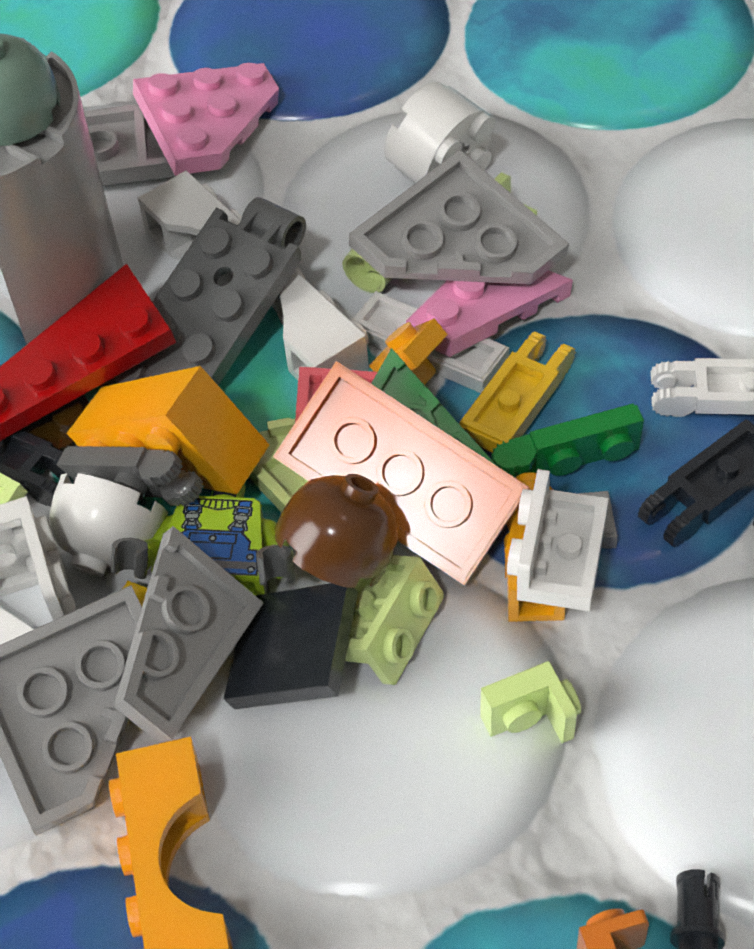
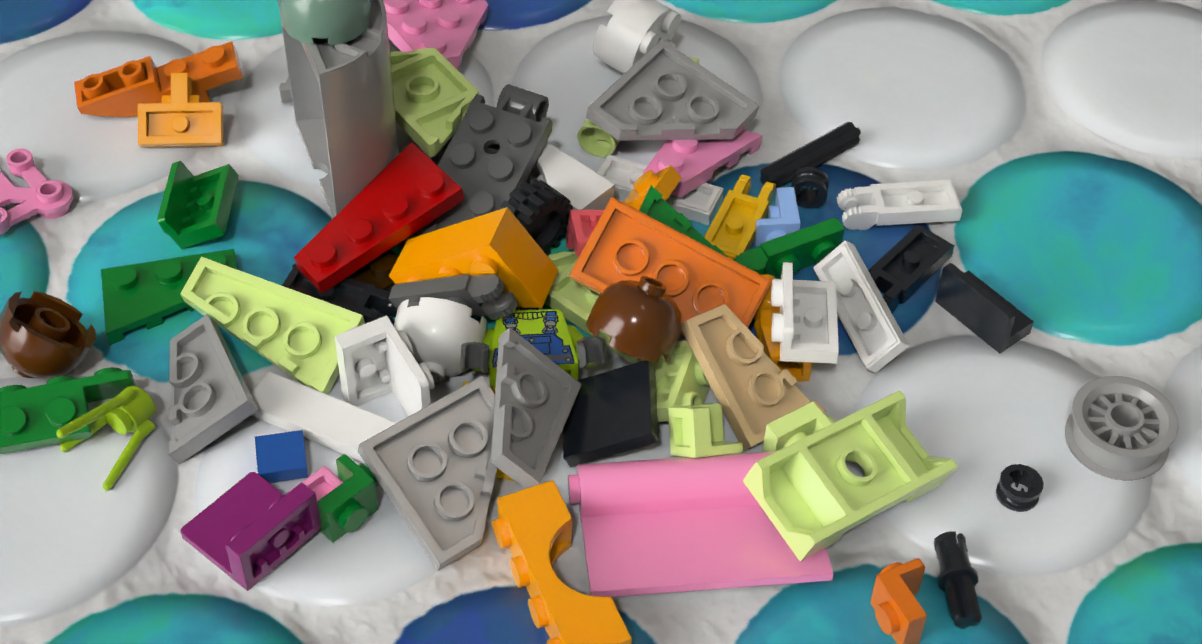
camera: 15 degrees left, 5 degrees down
(157, 202) = (429, 97): none -> yellowish green wing
(258, 372) = (540, 212): none -> black tyre
(374, 816) = (681, 528): none -> bright pink door
(398, 686) = (699, 431): none -> yellowish green panel
(469, 614) = (741, 374): none -> tan wing
(524, 806) = (816, 496): none -> yellowish green piece
(570, 396) = (782, 217): none -> light blue bracket
(616, 355) = (814, 178): none -> black bush
(629, 311) = (811, 154): none -> black axle
(646, 529) = (862, 307): none -> white tile

